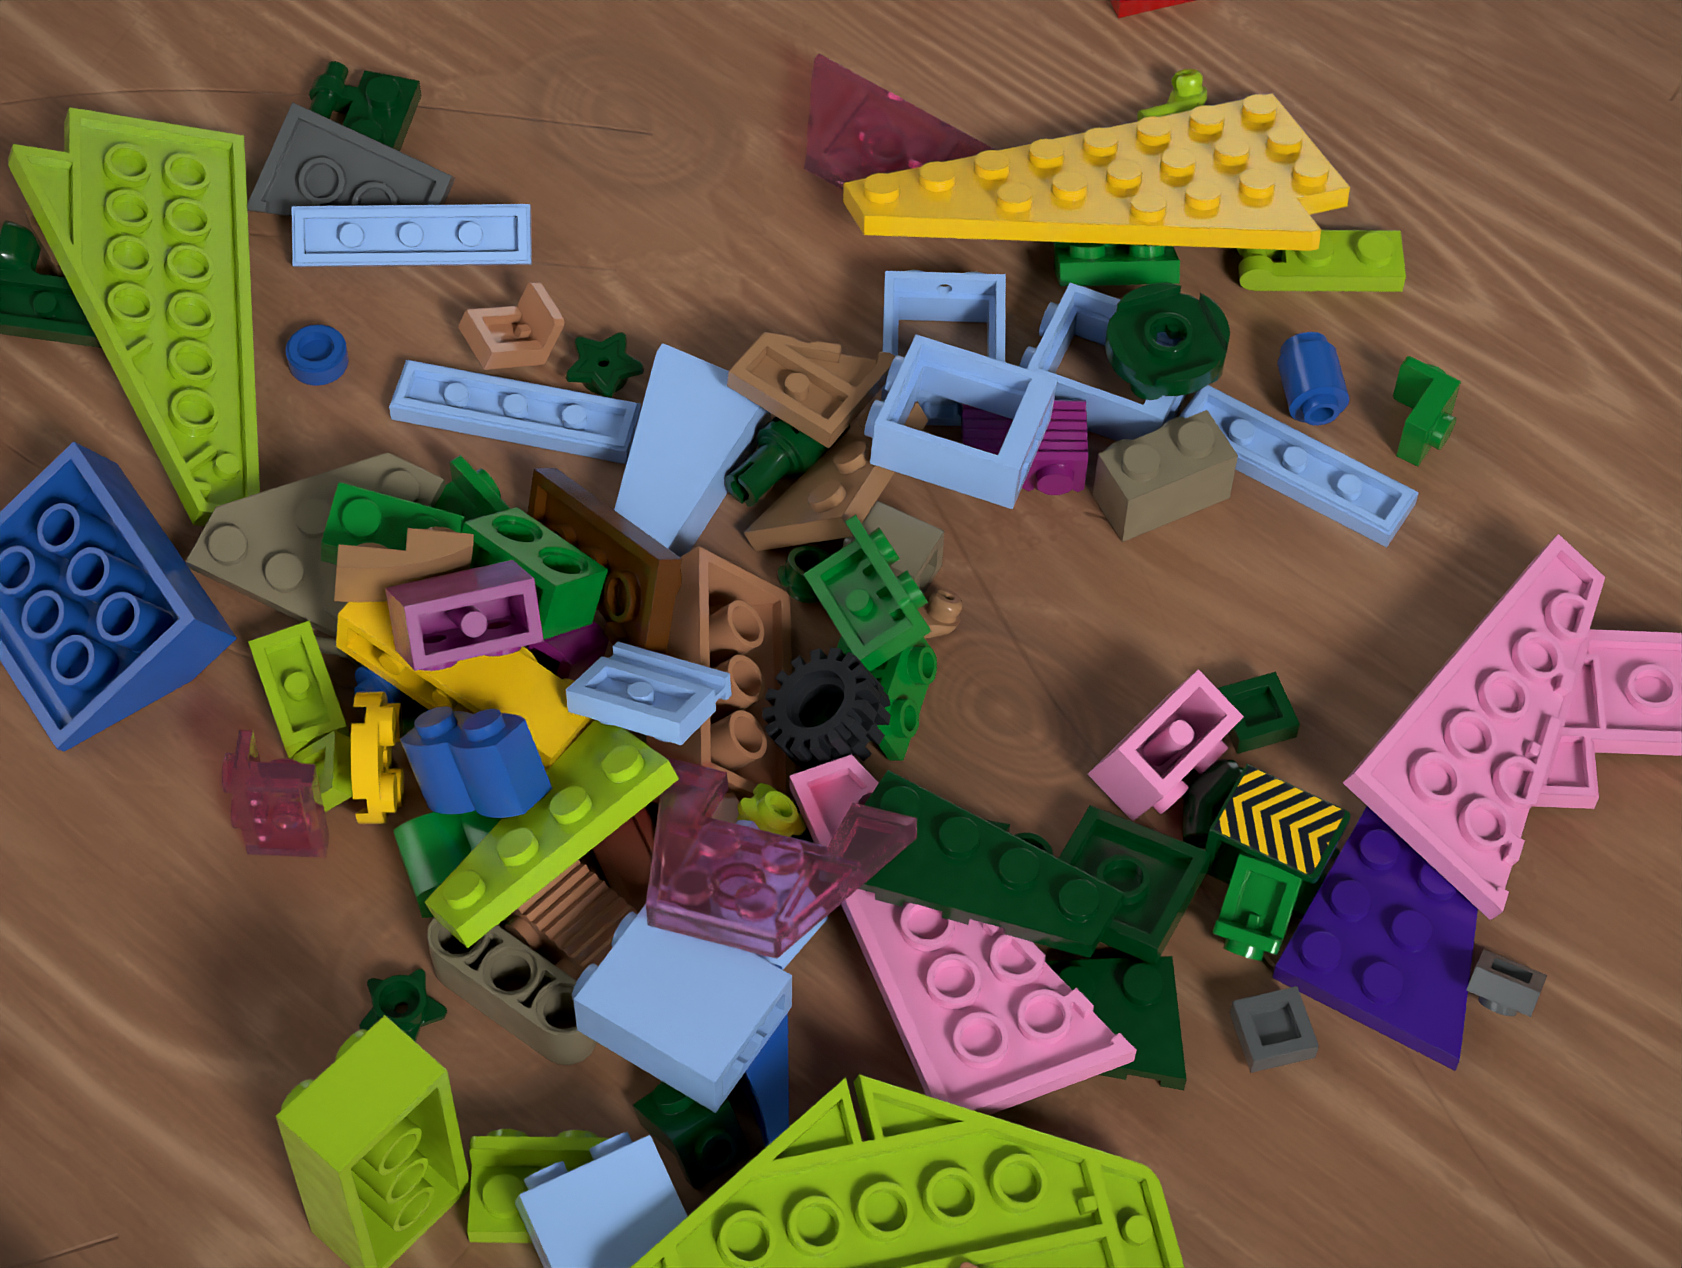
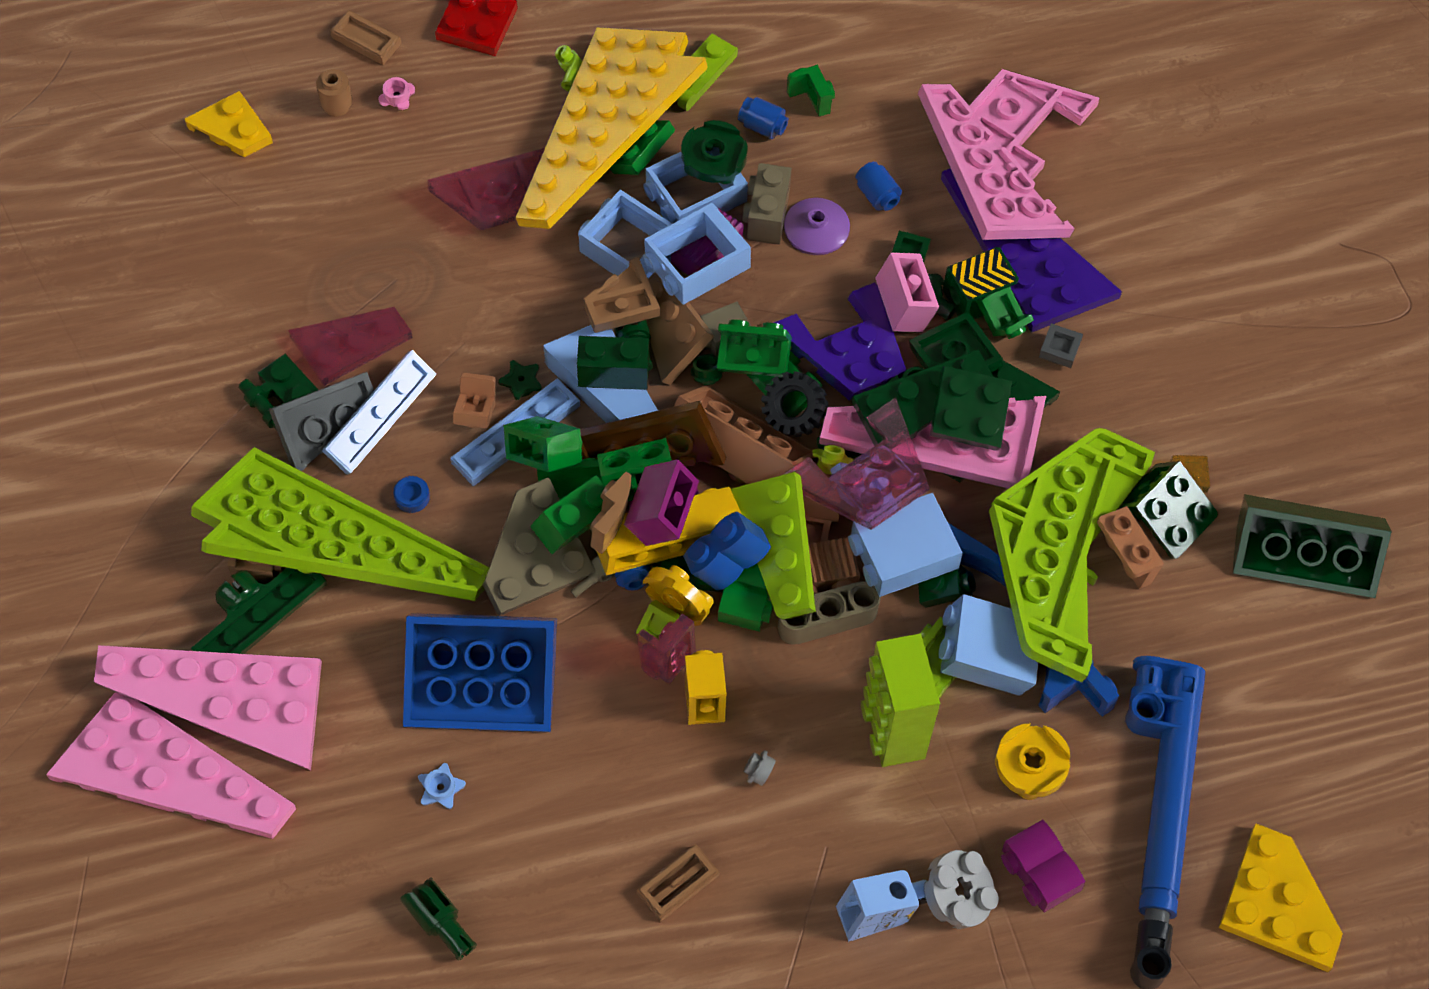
camera: 55 degrees left, 5 degrees up
(176, 1051) = (759, 767): none -> light grey plate
(242, 886) = (705, 687): none -> yellow brick
(298, 686) = (604, 609): lime plate -> none
(403, 990) = (799, 657): dark green plate -> none
(494, 440) = (543, 443): none -> green brick
(502, 141) = (349, 342): none -> clear pink wing
(648, 693) = (747, 460): light blue plate -> none
(685, 431) = (613, 362): none -> dark green brick
(996, 750) = (857, 356): none -> dark purple wing
(1001, 943) = (970, 408): none -> dark green plate
(1192, 588) = (814, 236): none -> medium lavender dish
(1308, 469) = (806, 150): light blue tile -> none
(1332, 599) = (878, 186): none -> blue brick
(1506, 985) = (1103, 251): dark grey plate -> none

